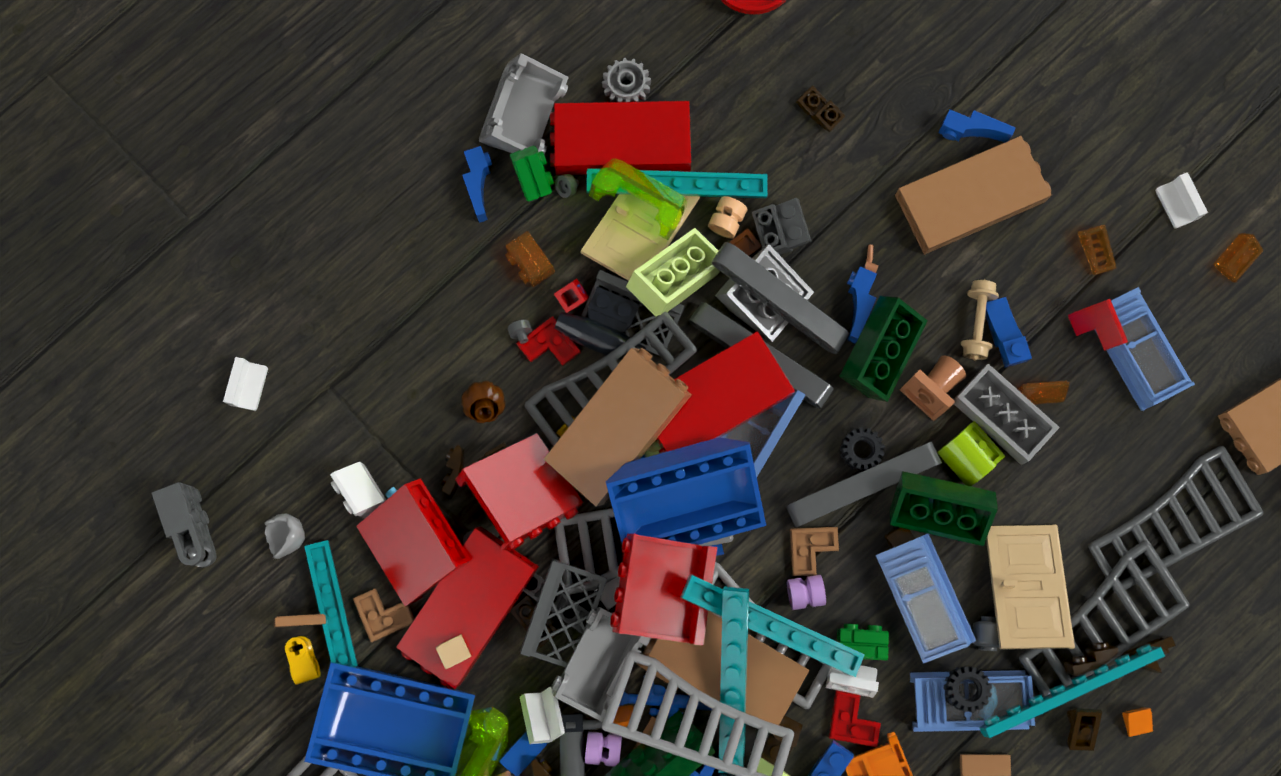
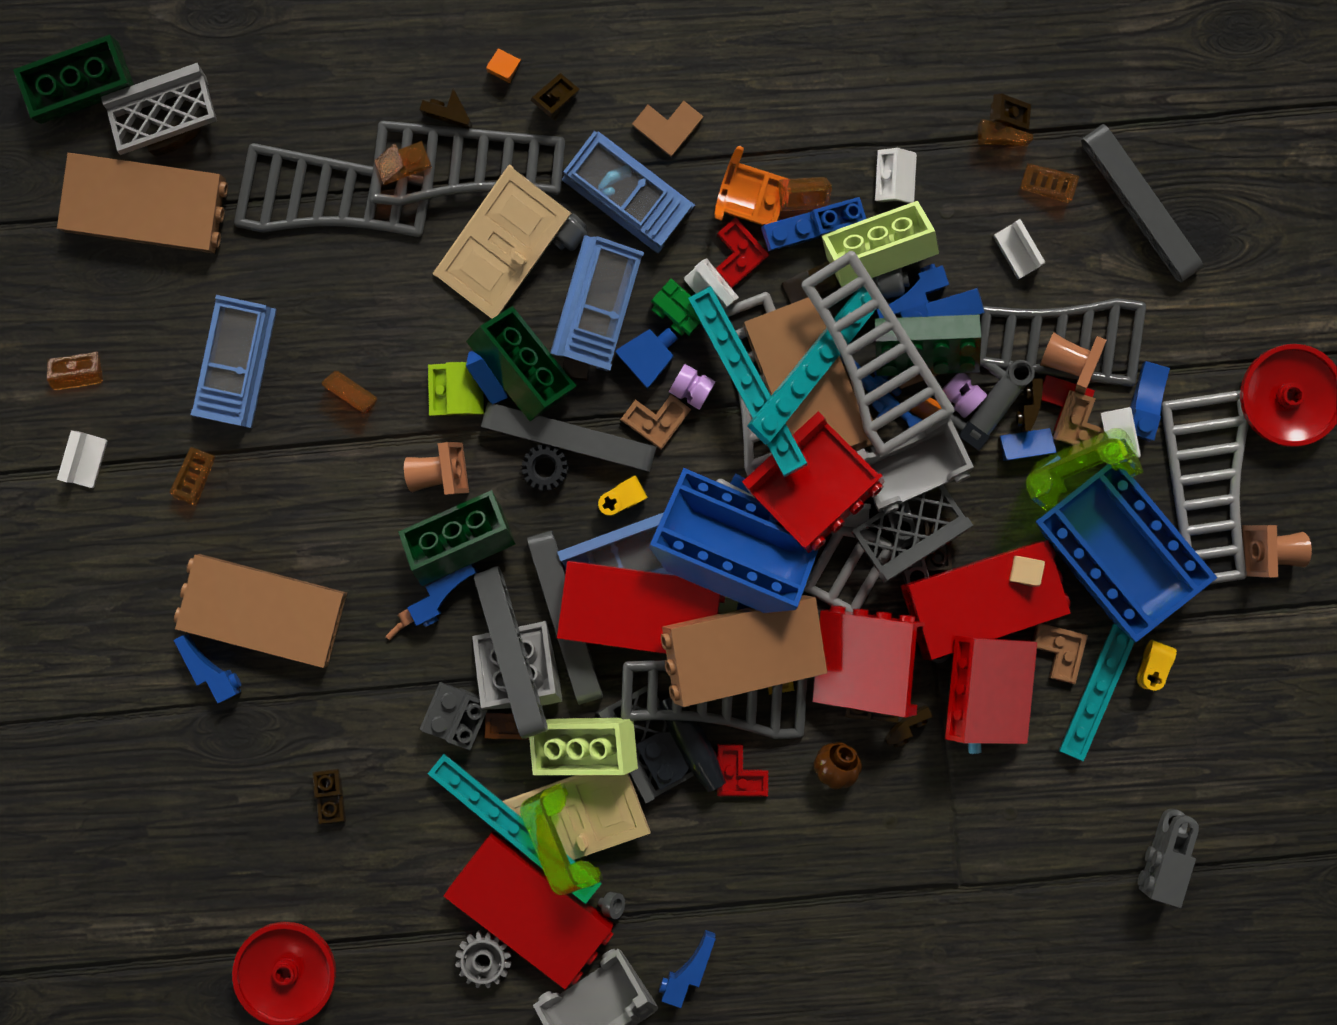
camera: 145 degrees left, 10 degrees up
(245, 384) = (1029, 945): white panel -> none
(284, 534) = (1093, 784): light grey hair -> none
(300, 620) = (1135, 699): medium nougat tile -> none
(358, 489) = (1002, 773): white slope -> none
(520, 330) = (755, 804): dark grey tile -> none
(529, 259) = (698, 862): clear orange brick -> none
(531, 172) = (637, 939): green brick -> none
(542, 716) = (993, 460): white panel -> none
(571, 295) = (688, 800): red brick -> none
(726, 220) = (502, 757): light nougat wheel -> none
(789, 475) = (626, 495): none -> yellow piece
(856, 589) = (648, 355): none -> blue torso
(960, 476) = (485, 378): none -> blue slope
(982, 685) = (626, 187): black tyre -> none
(983, 291) = (326, 519): tan piece -> none
(1005, 414) = (399, 399): light grey brick -> none
(1006, 333) = (336, 468): blue slope -> none
(1080, 685) = (531, 131): teal plate -> none
(1094, 658) = (493, 143): dark brown slope -> none
(1103, 319) = (247, 413): red tile -> none
(1149, 586) = (400, 163): none -> clear orange slope

